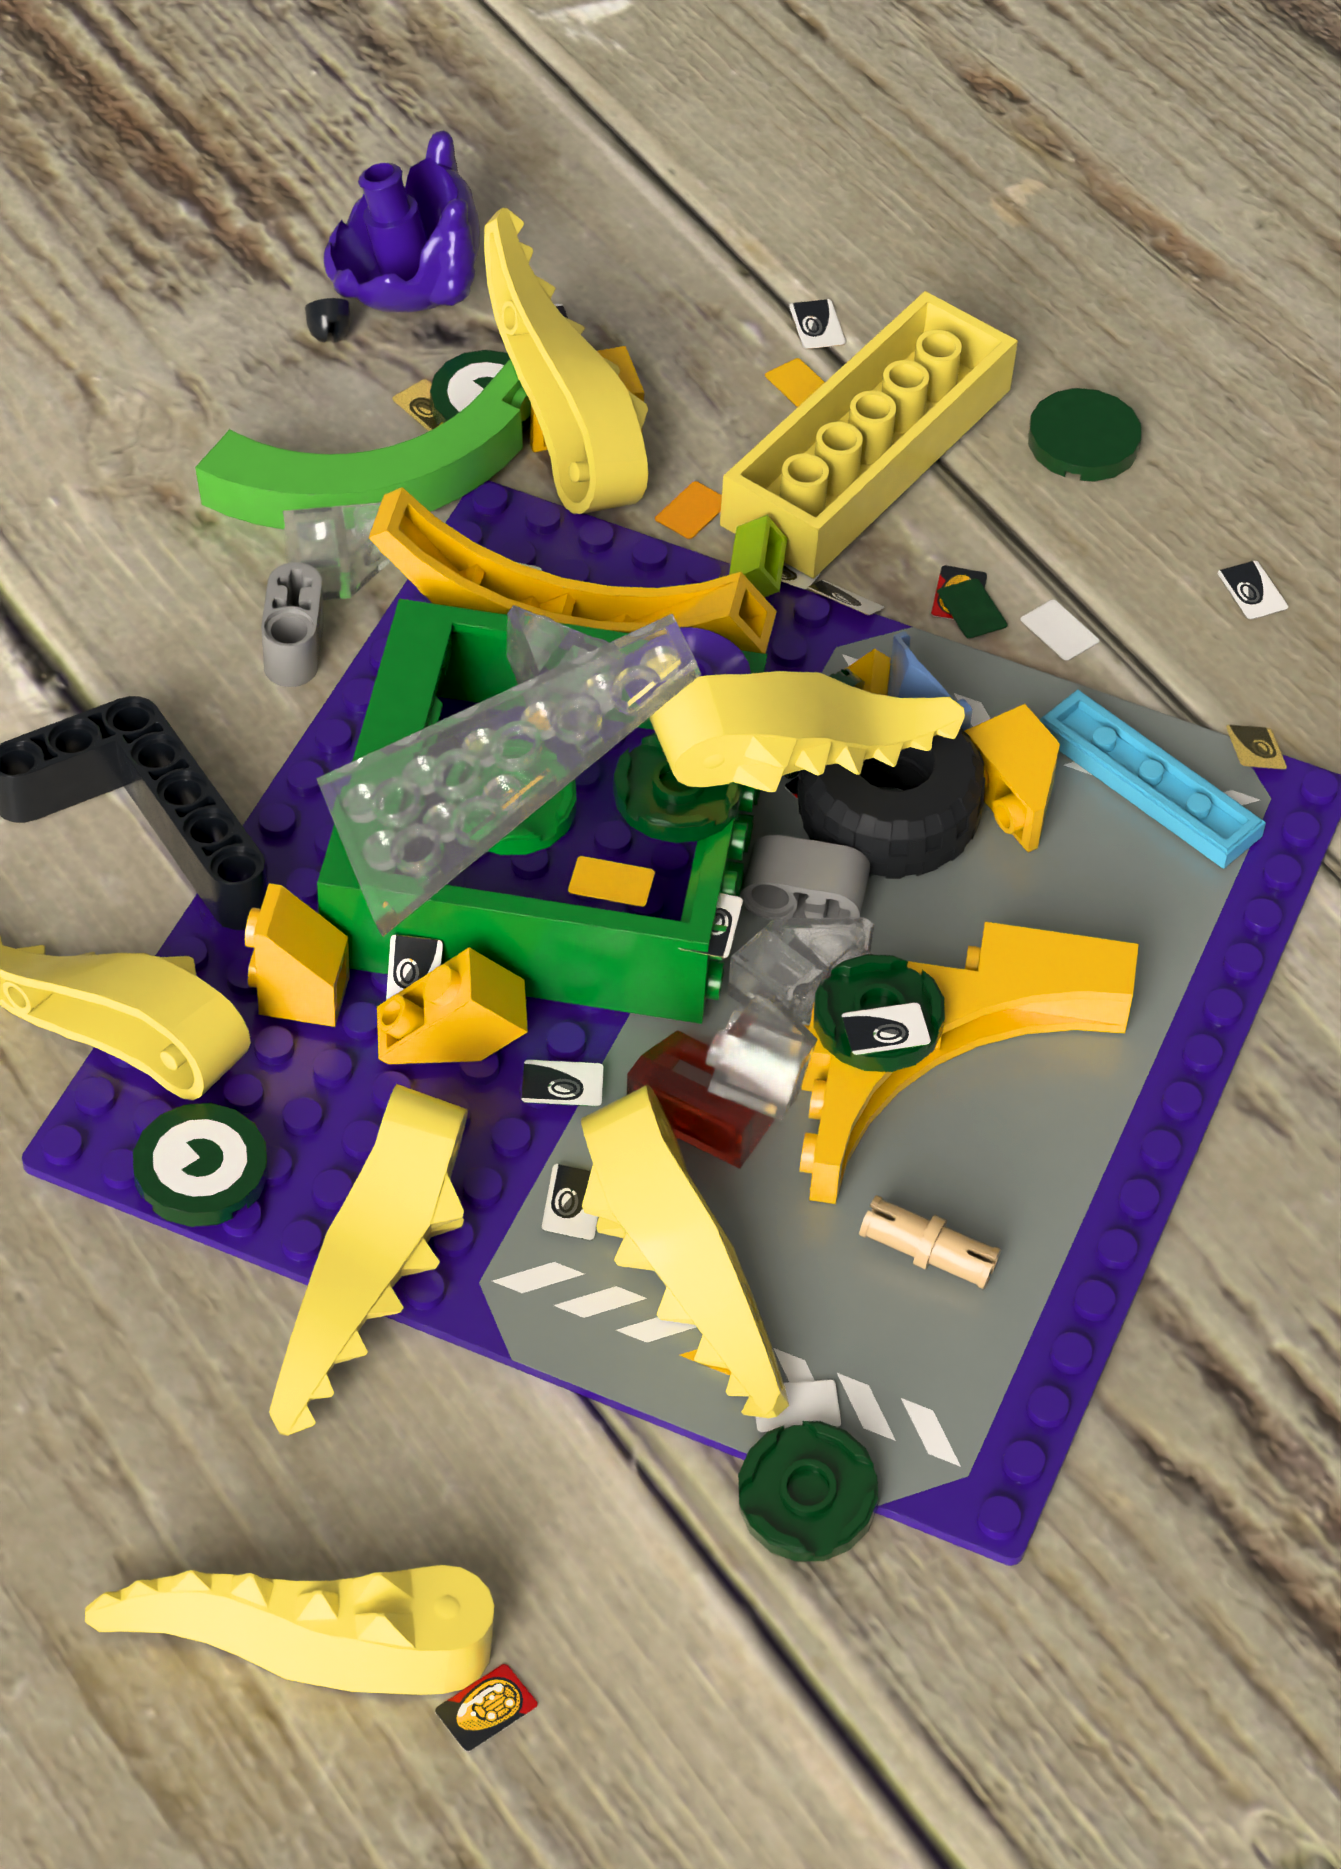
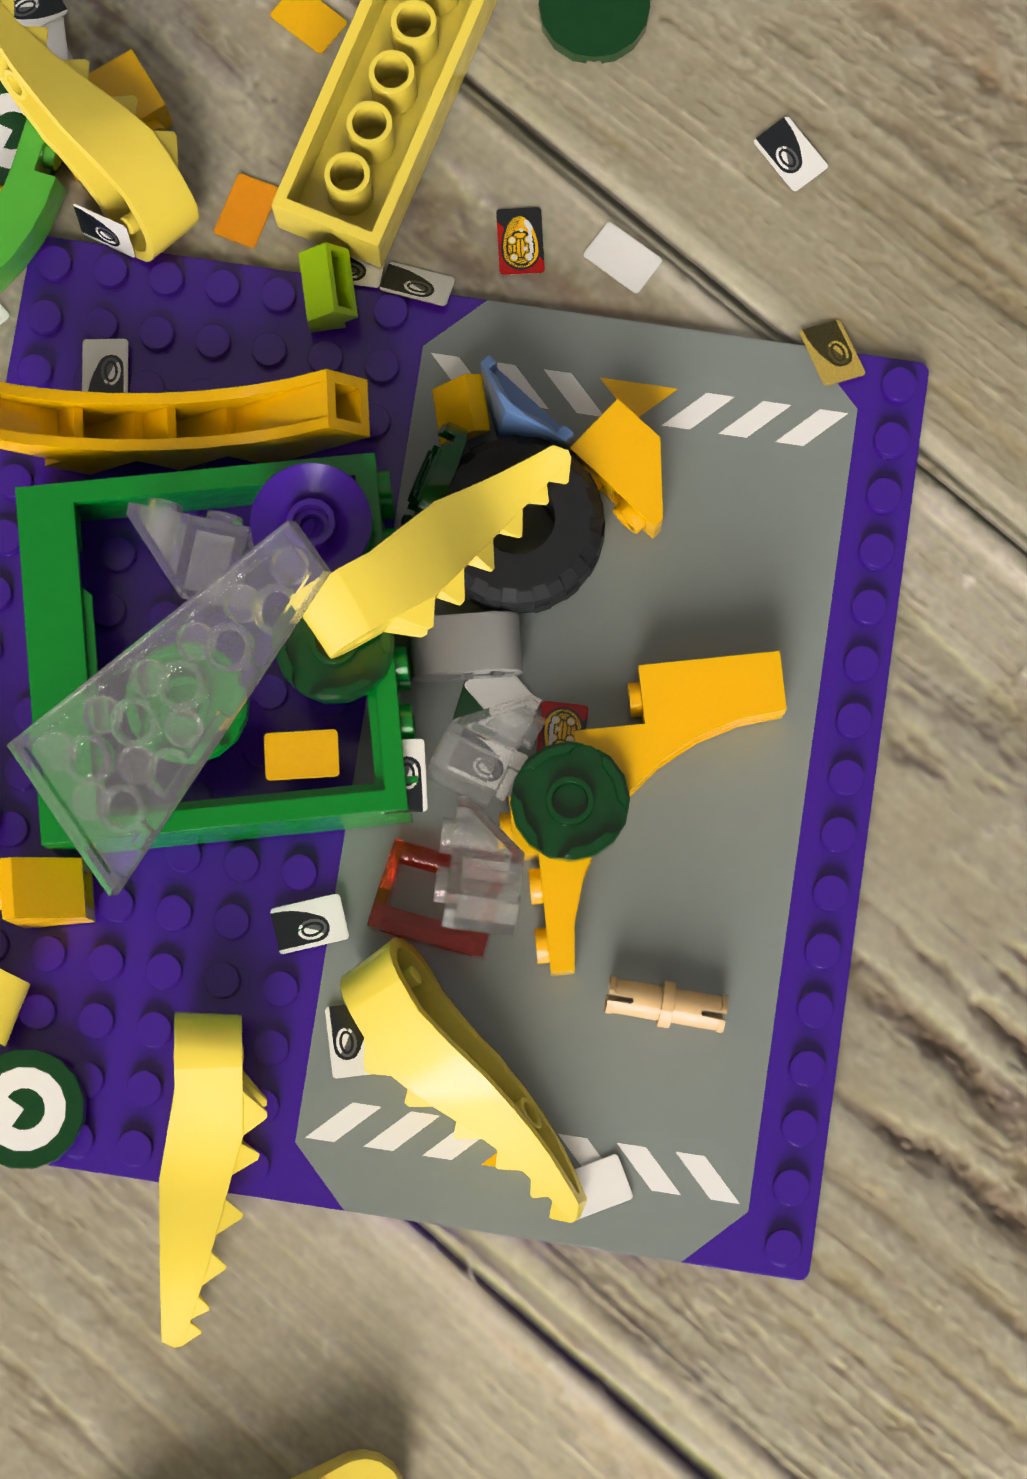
camera: 10 degrees left, 30 degrees up
(411, 960) = (155, 864): black sticker -> none
(453, 1013) = (196, 897): yellow slope -> none
(549, 480) = (104, 230): none -> sticker
(808, 1491) = (622, 1270): dark green tile -> none
(886, 1028) = (582, 828): sticker -> none
(972, 608) = (536, 257): dark green sticker -> none
(1153, 779) = (744, 425): medium azure tile -> none

